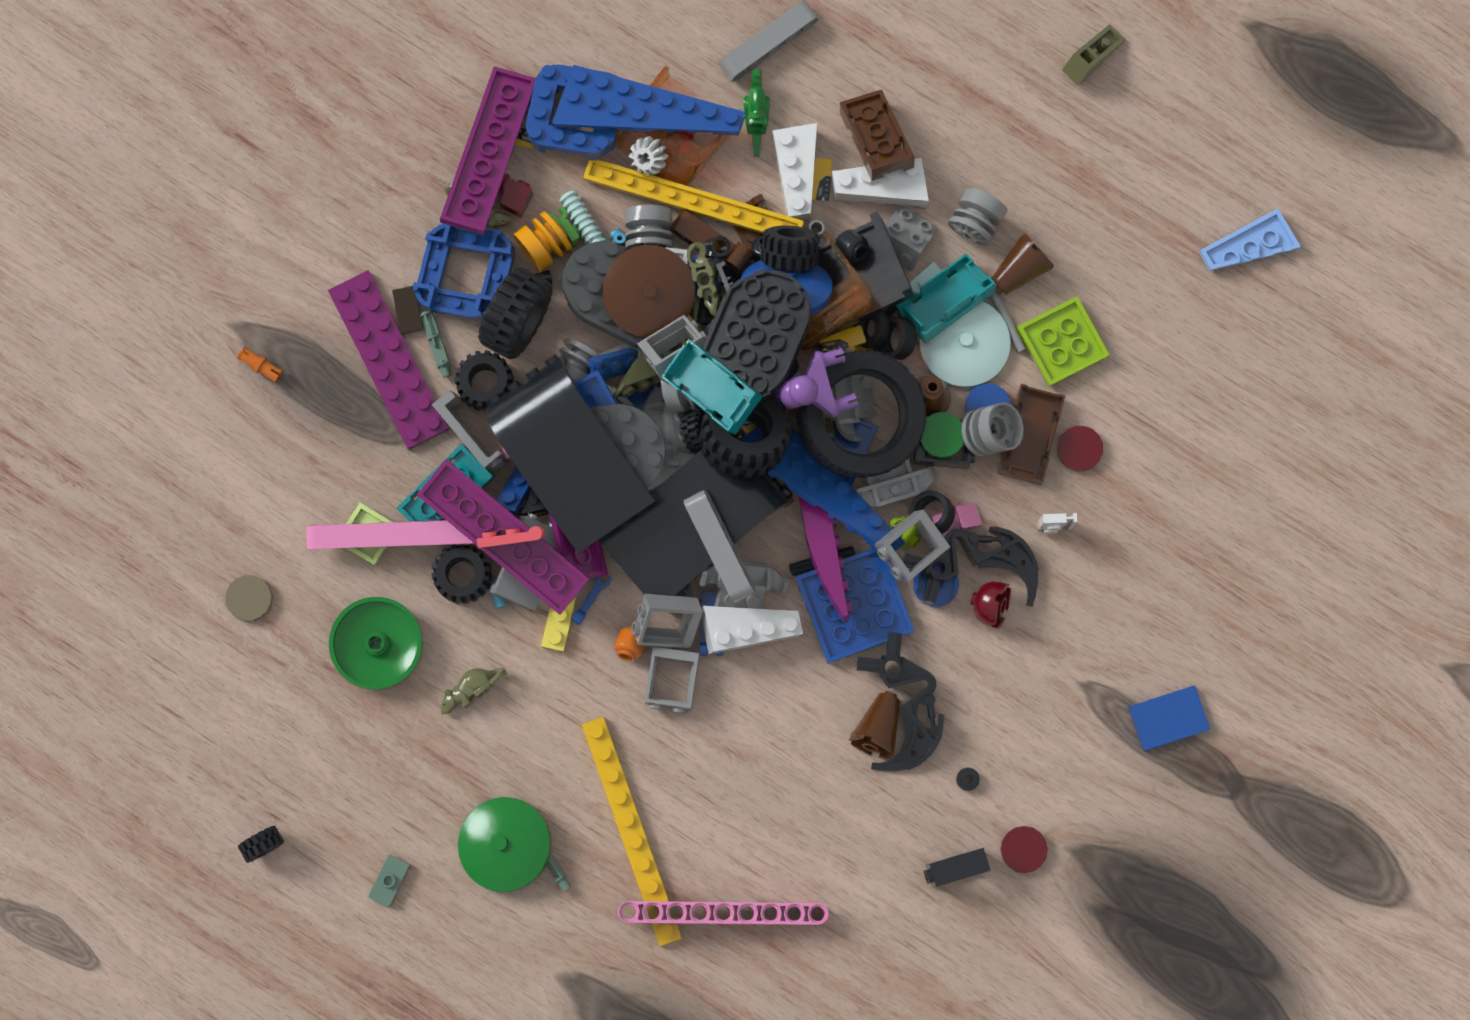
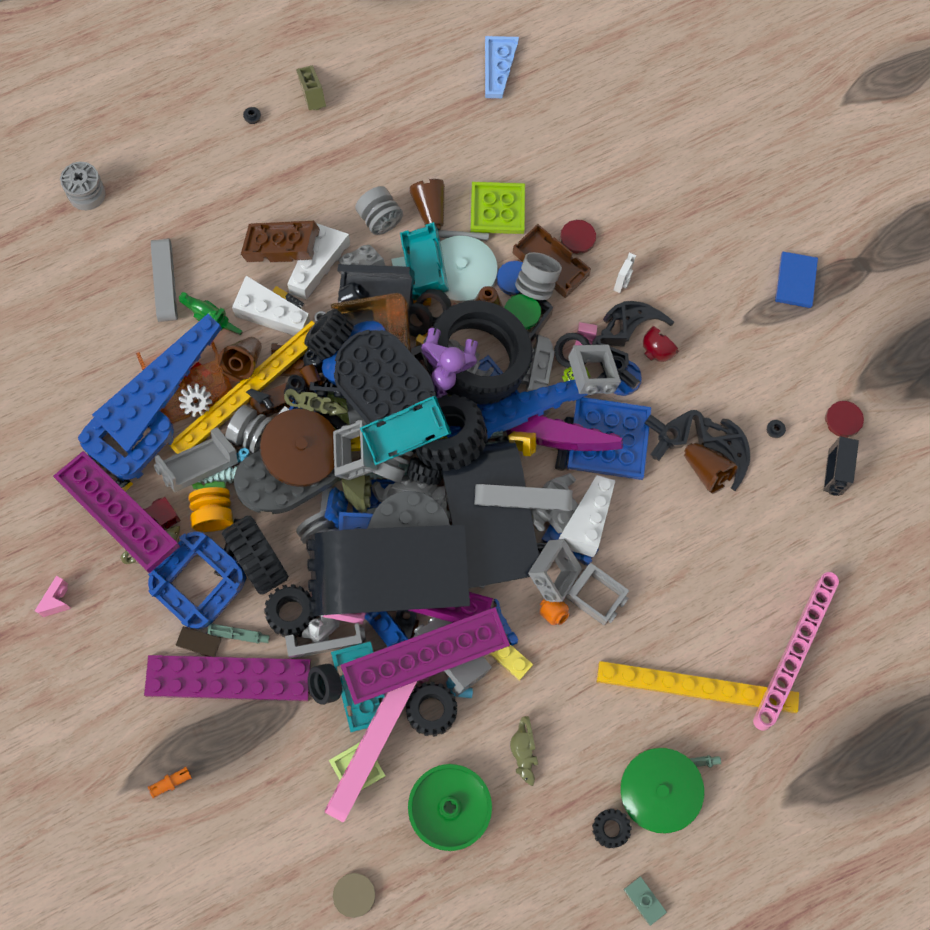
camera: 65 degrees left, 10 degrees down
(368, 145) = (50, 602): none -> bright pink slope
(427, 808) = (623, 822): none -> black tyre
(429, 455) = (331, 690): none -> black tyre
(476, 420) = (320, 629): none -> white hips
(512, 536) = (432, 645): coral plate -> none
(583, 197) = (197, 462): none -> light grey panel
(688, 220) = (261, 398): none -> black bar
(721, 174) = (240, 358): none -> reddish brown cone
(793, 516) = (525, 442): none -> yellow panel
(843, 339) = (416, 336): yellow sticker -> none
(1020, 18) = (252, 119): none -> black plate

